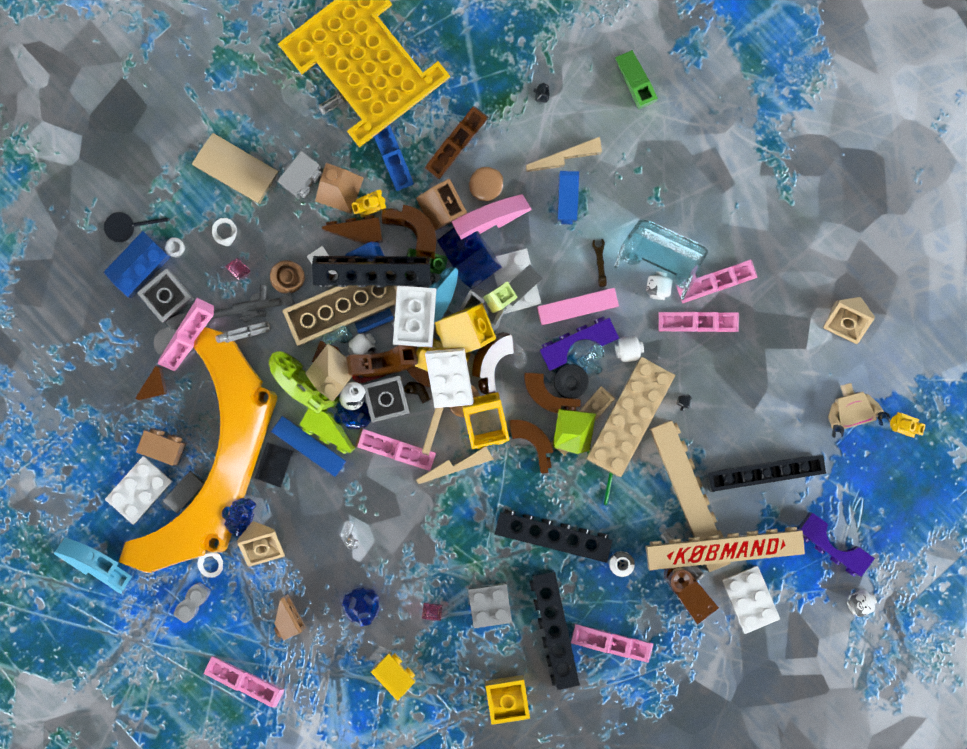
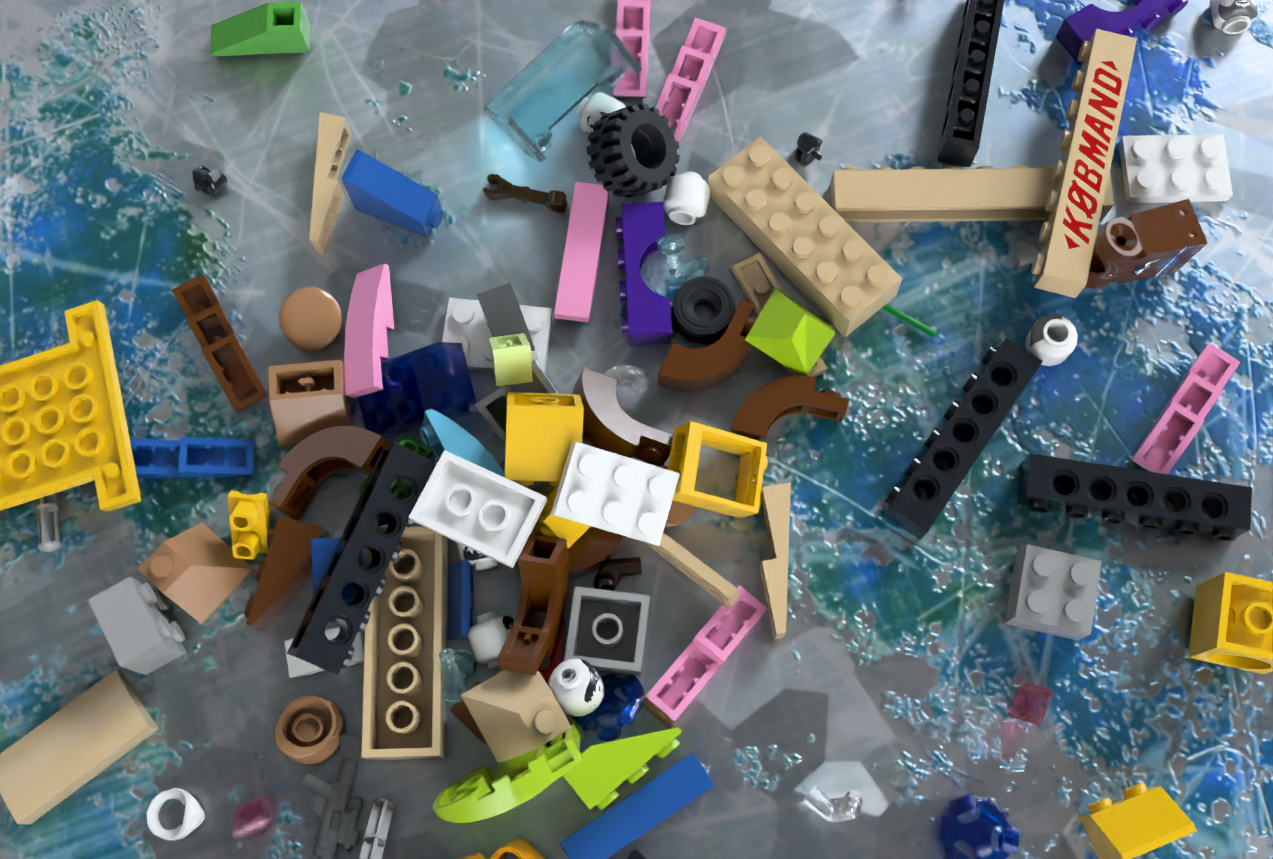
camera: 65 degrees left, 15 degrees down
(640, 300) = (614, 157): none -> black tyre

